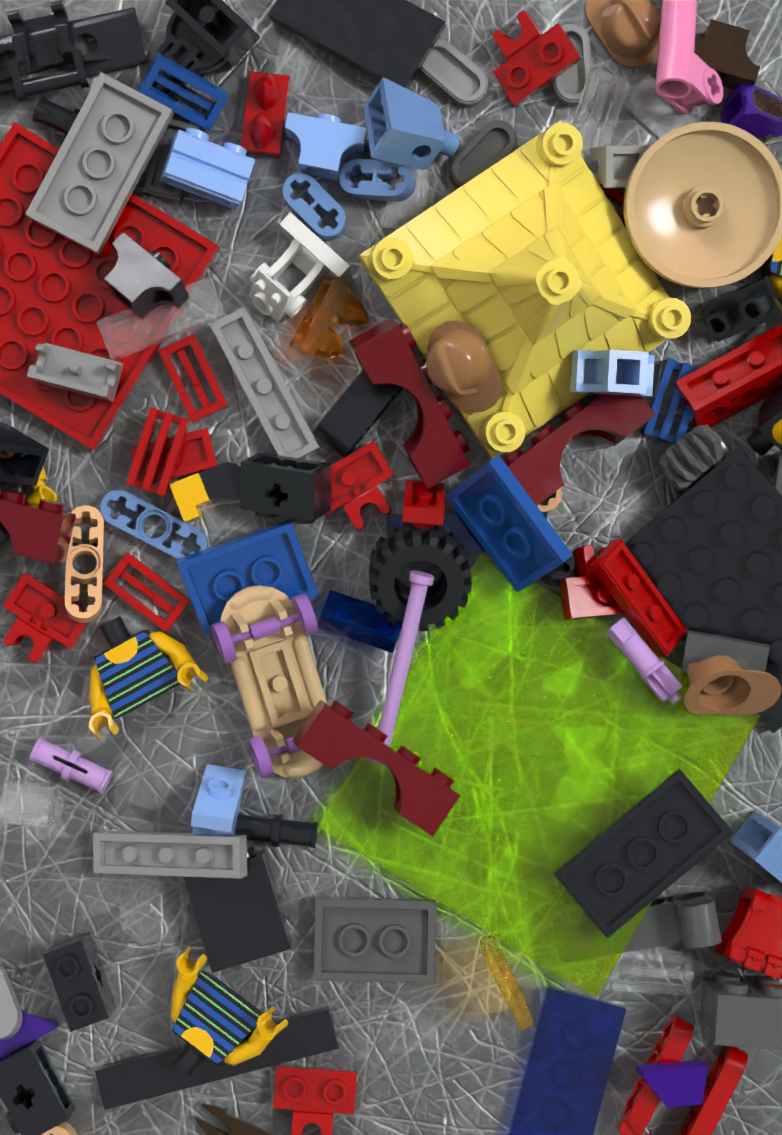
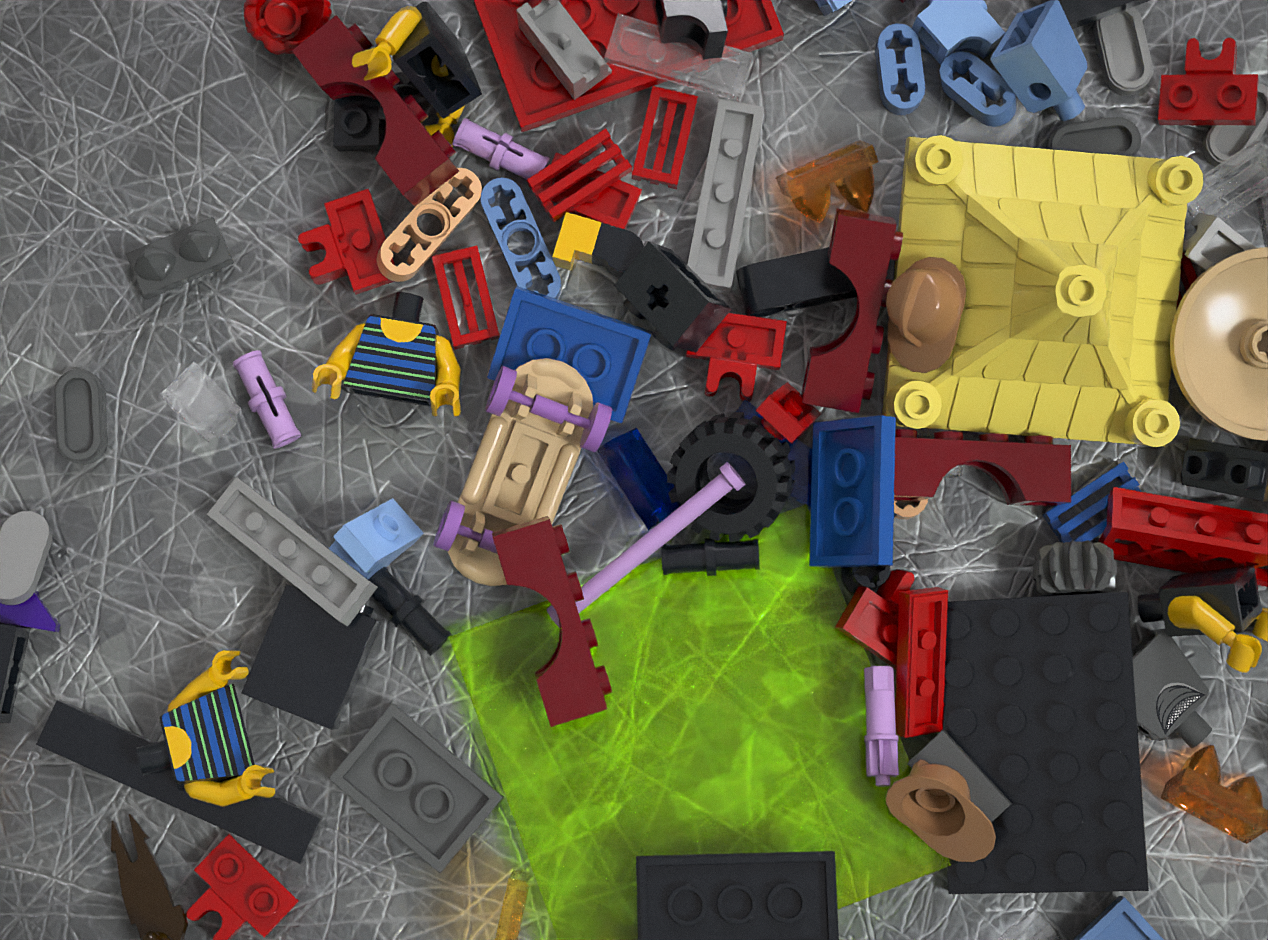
camera: 30 degrees right, 5 degrees down
(79, 981) = (111, 604): black brick -> none
(90, 476) = (499, 150): none -> lavender pin
(309, 256) = (859, 106): white tile -> none
(447, 639) = (710, 557): none -> black pin
(612, 372) = (1062, 428): light blue brick -> none

